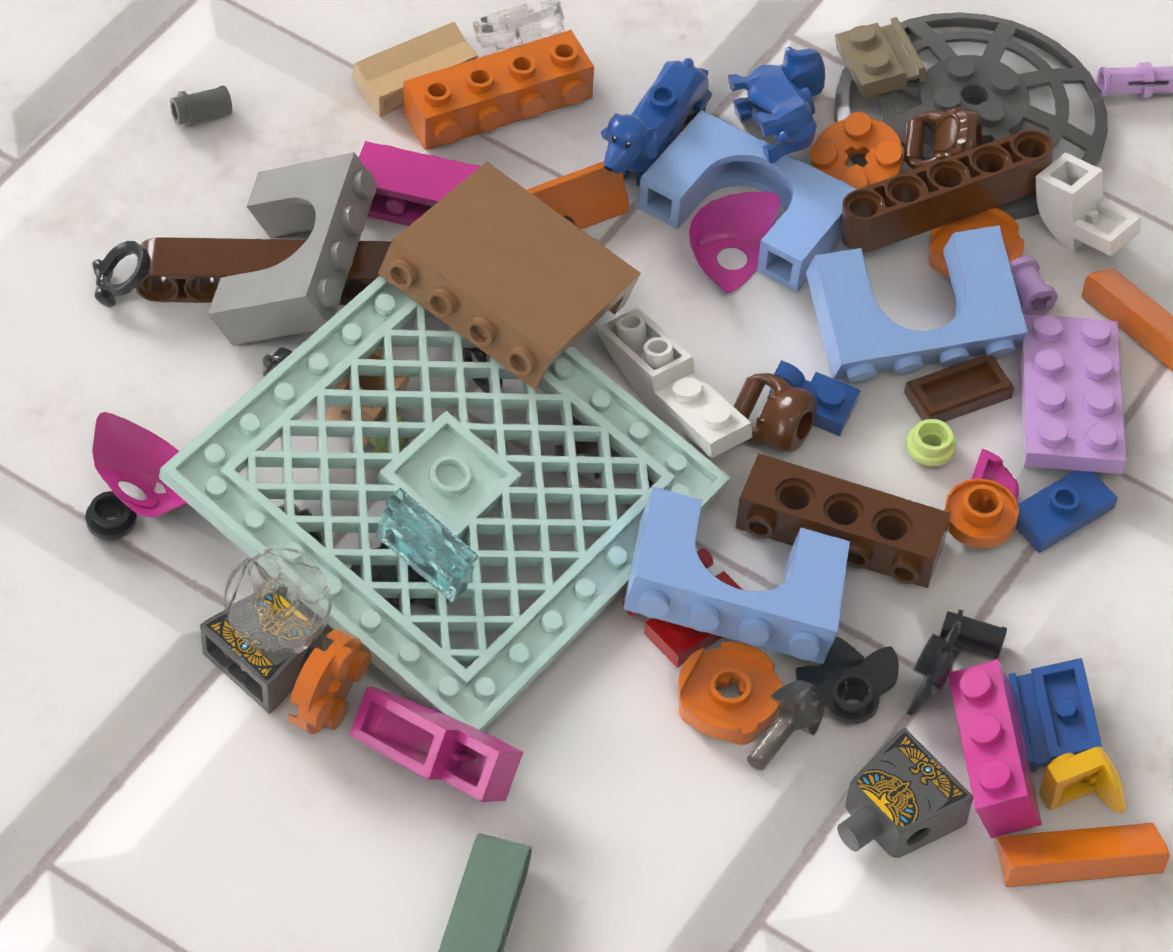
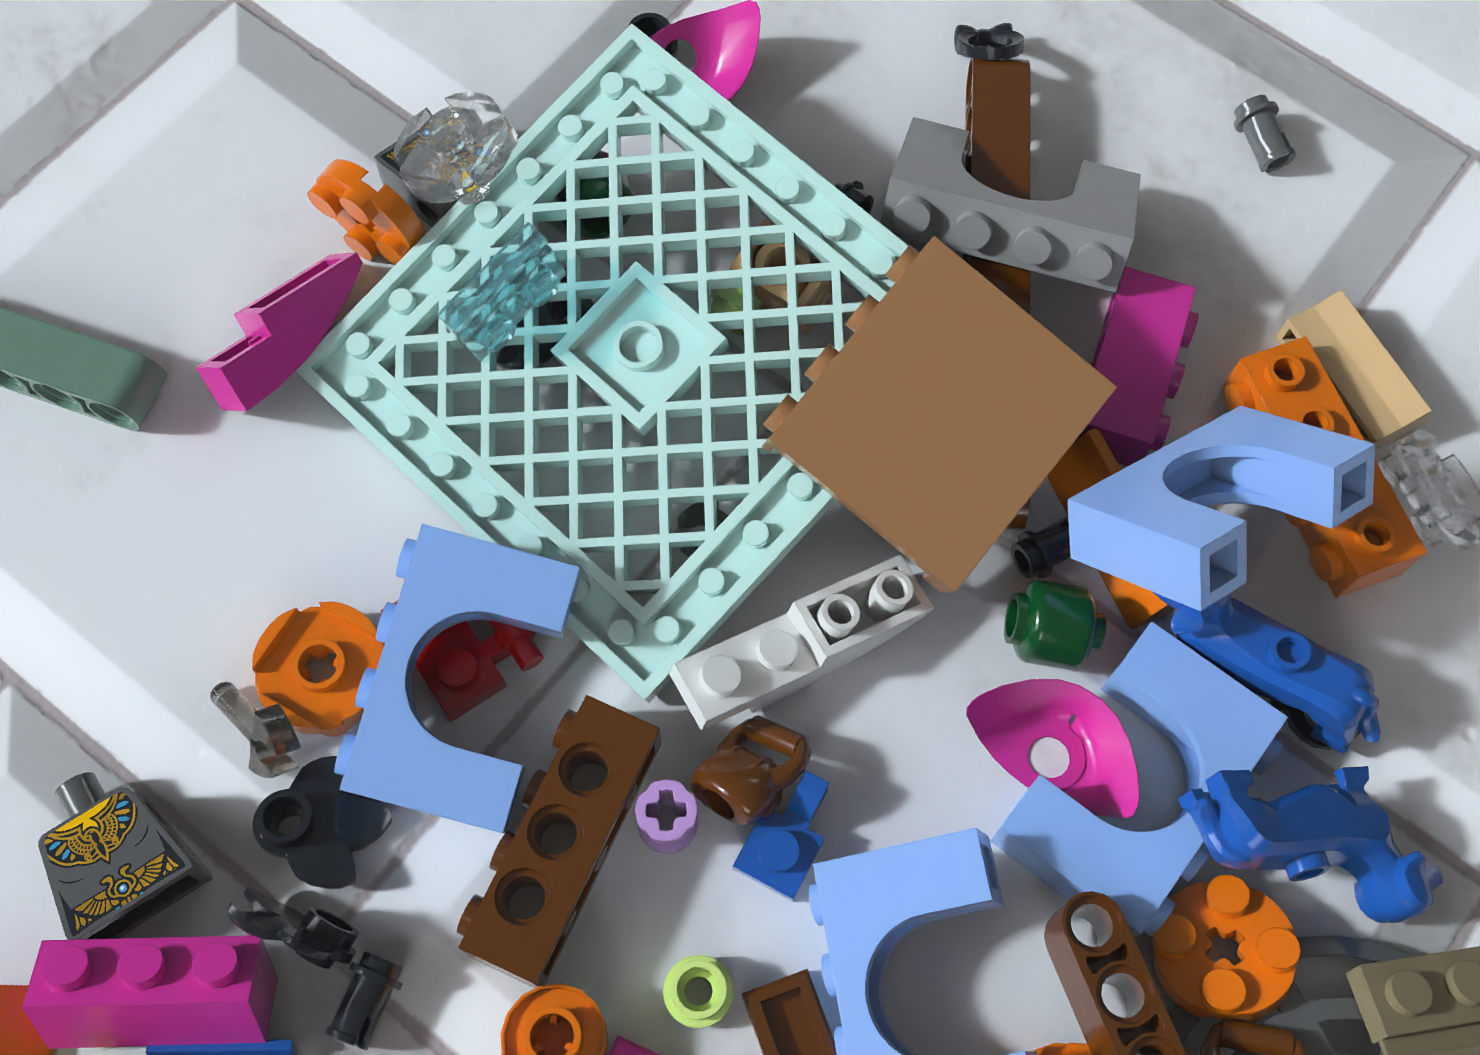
camera: 95 degrees right, 15 degrees up
(594, 154) = (1154, 518): none -> light blue arch
(643, 238) = (1054, 624): none -> dark green head
(817, 451) = (684, 826): none -> lavender bush

